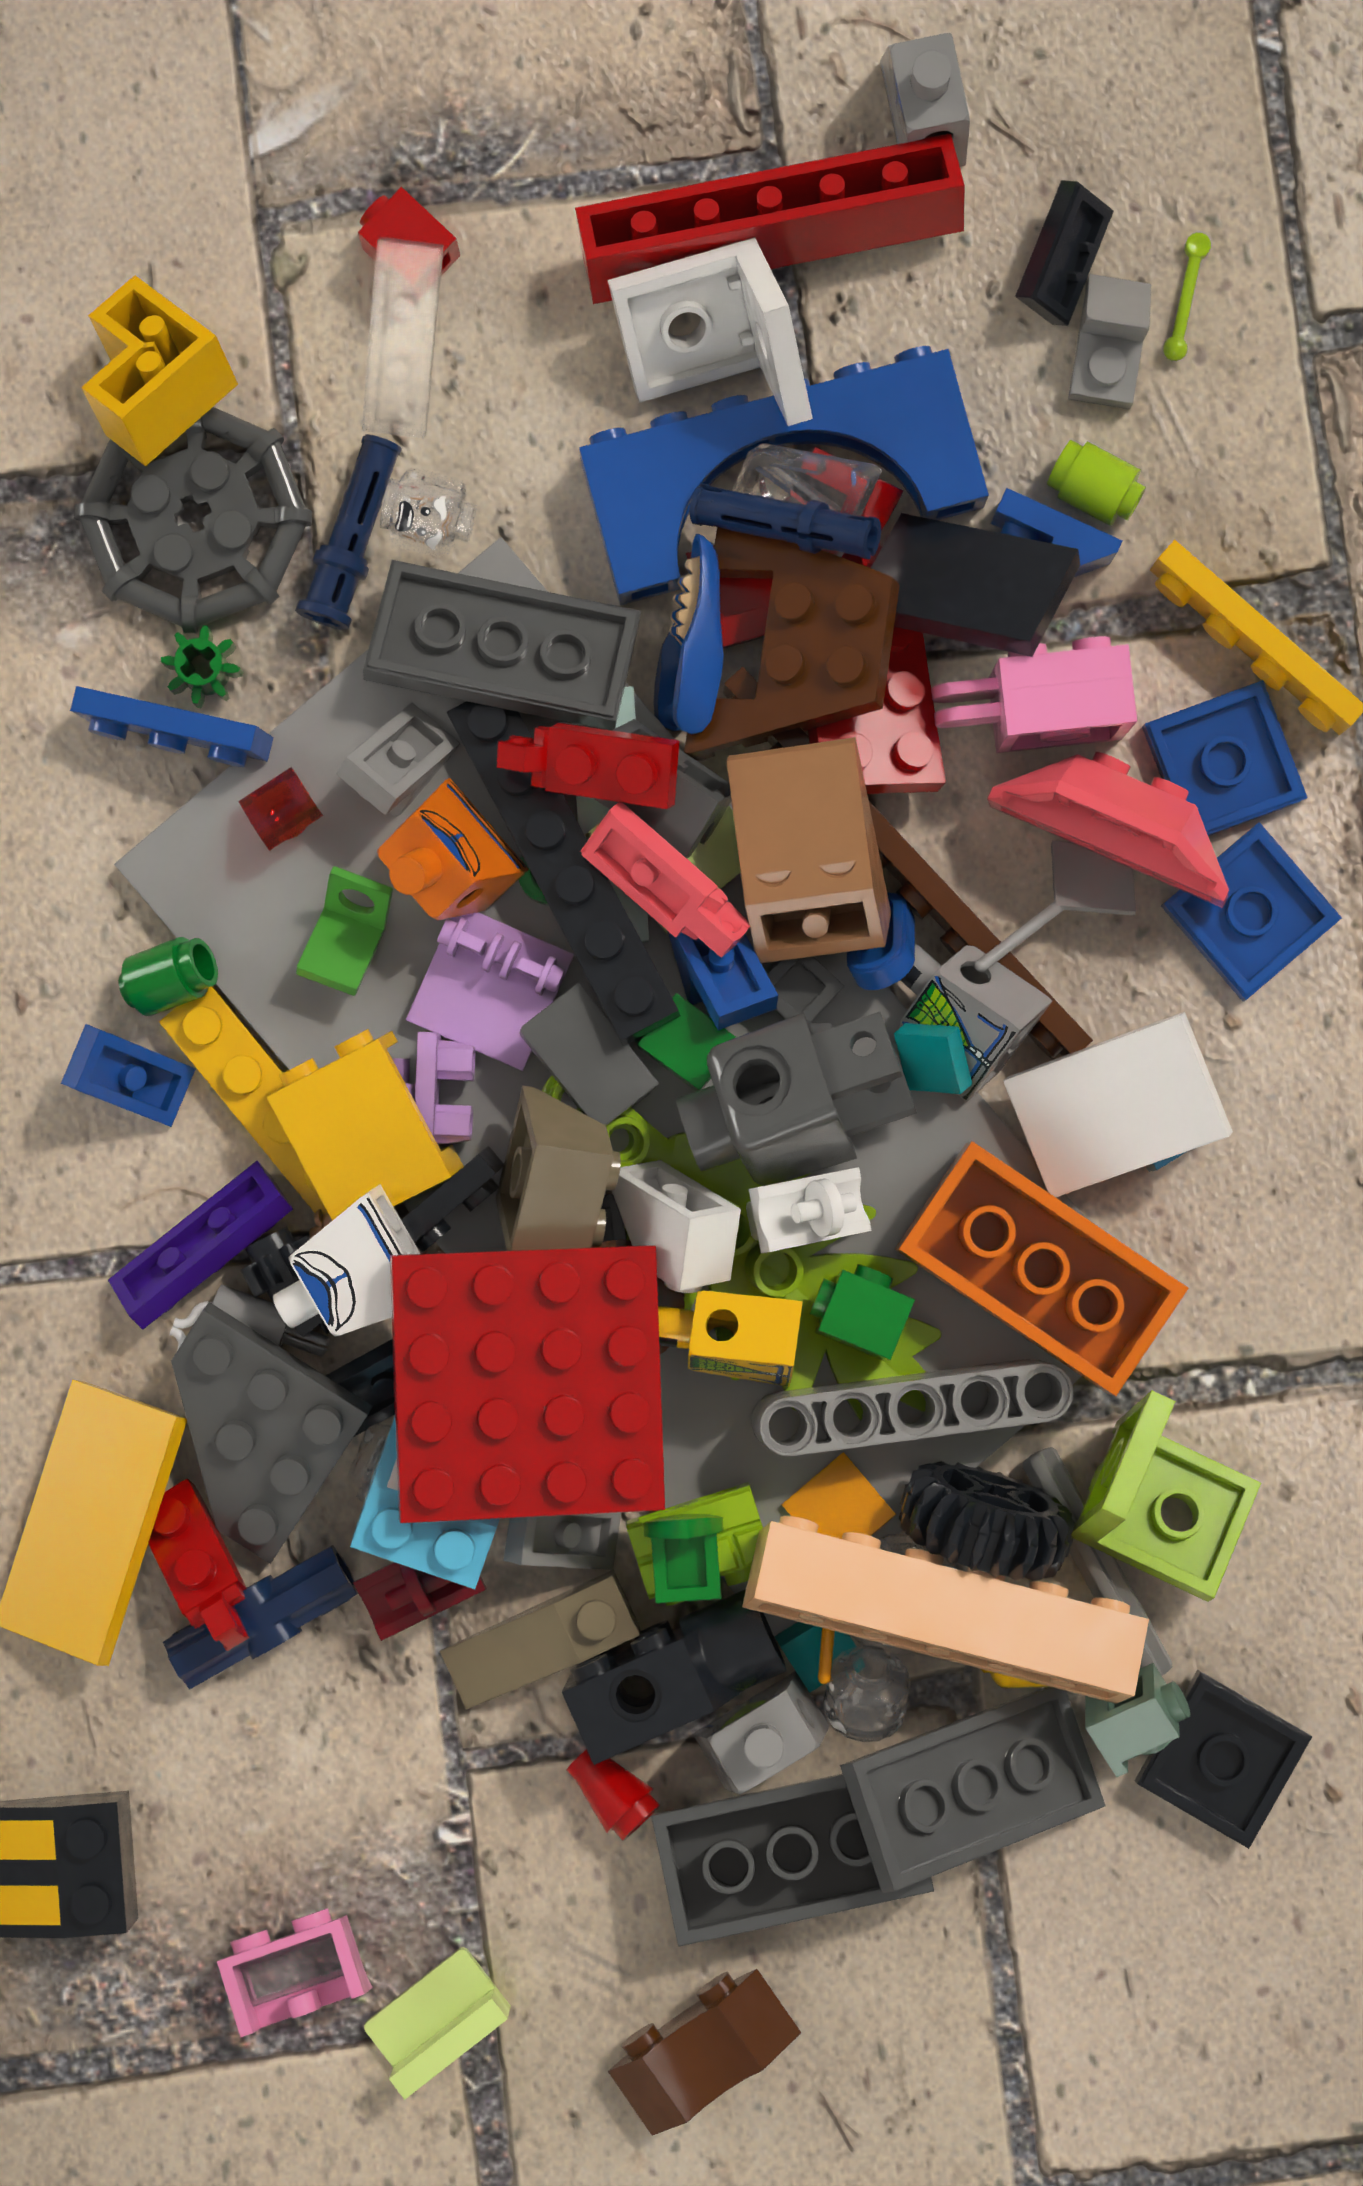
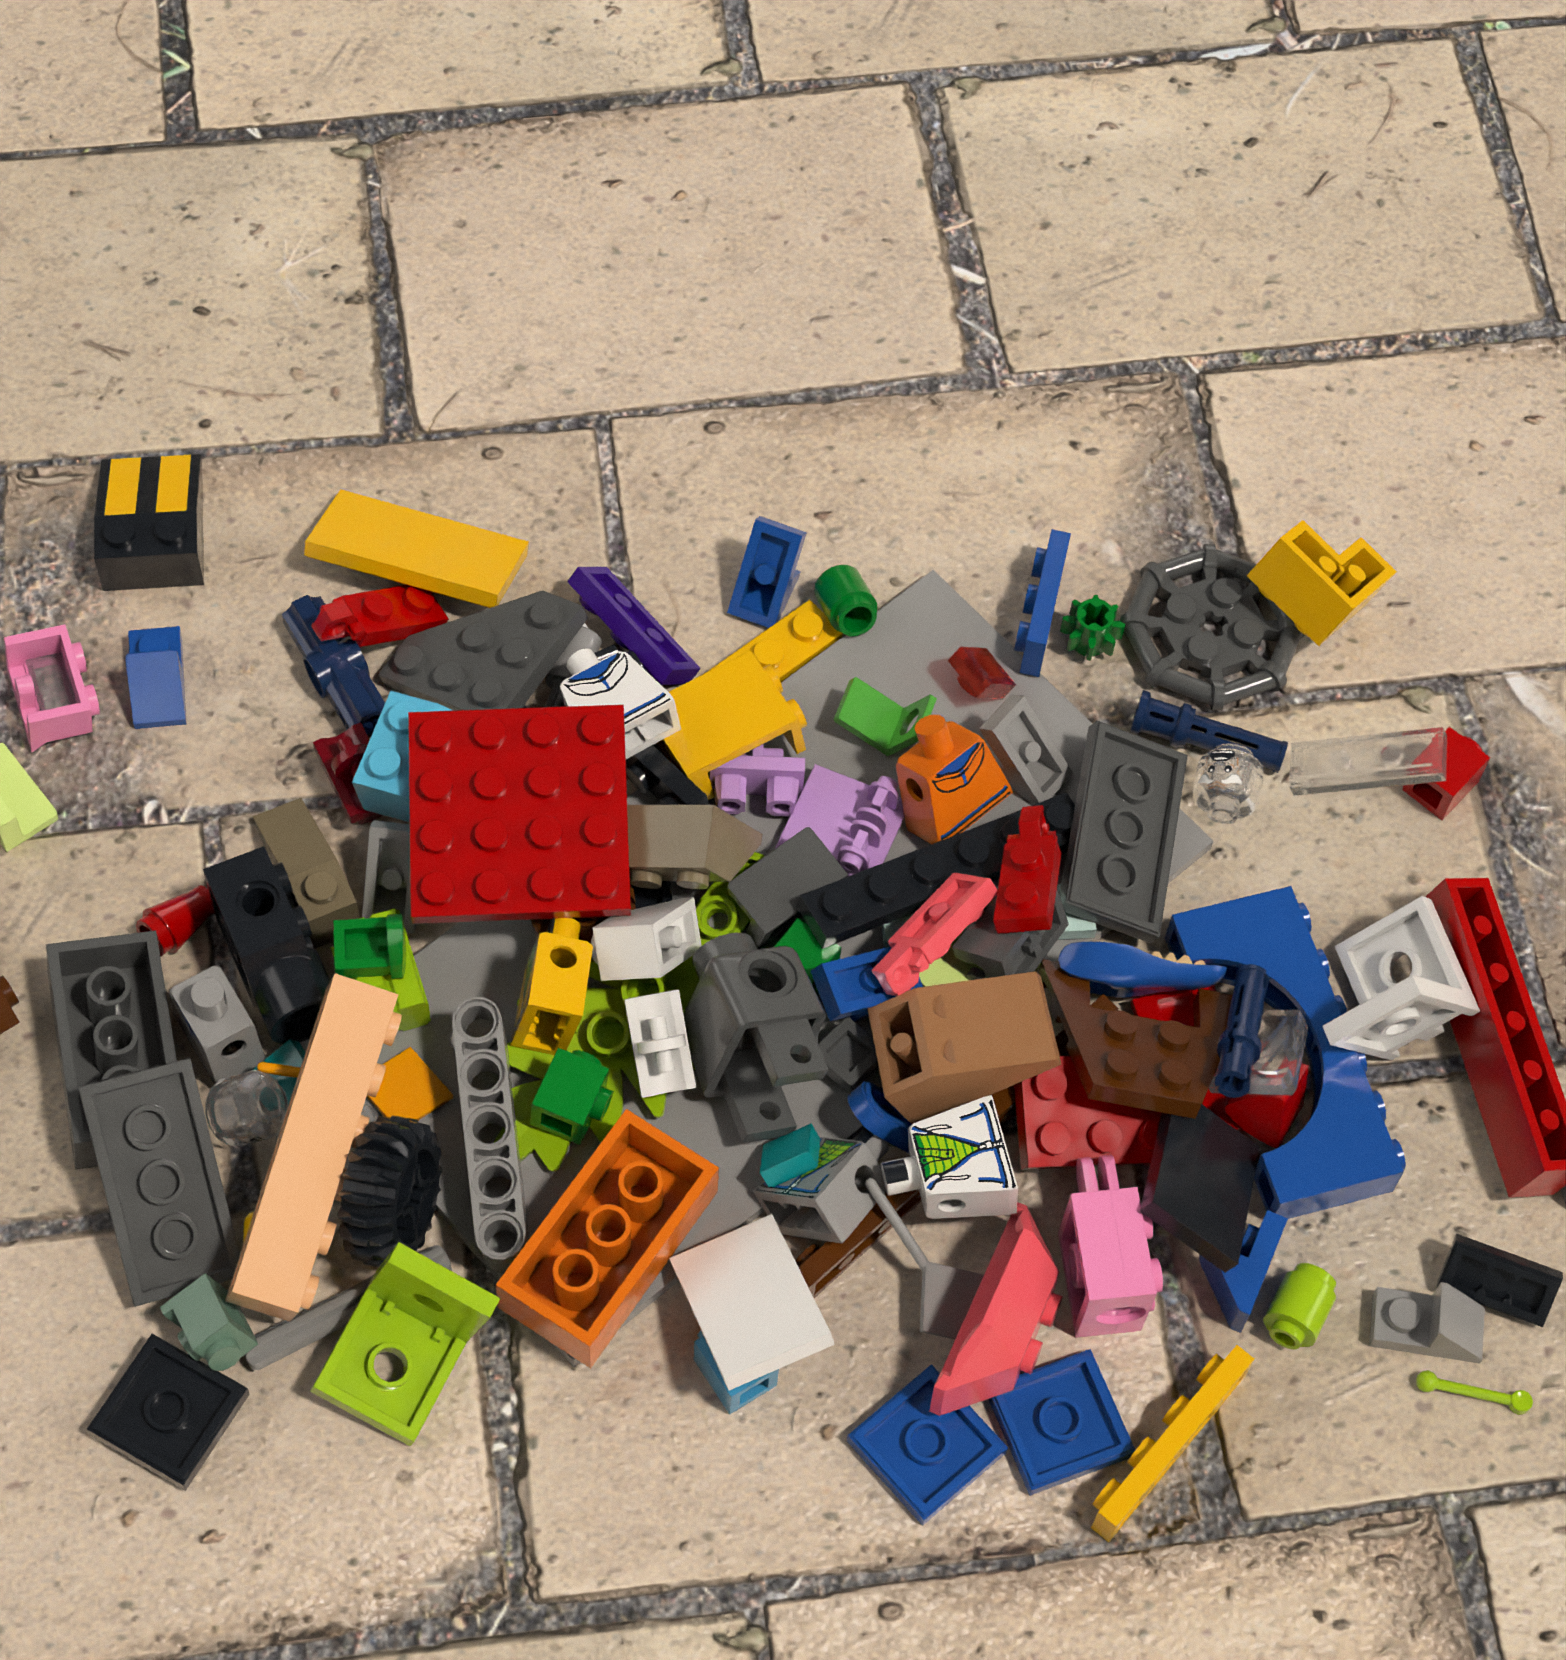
camera: 85 degrees right, 25 degrees down
(270, 1841) = (156, 677): none -> blue slope
(959, 865) = (957, 1164): none -> white torso

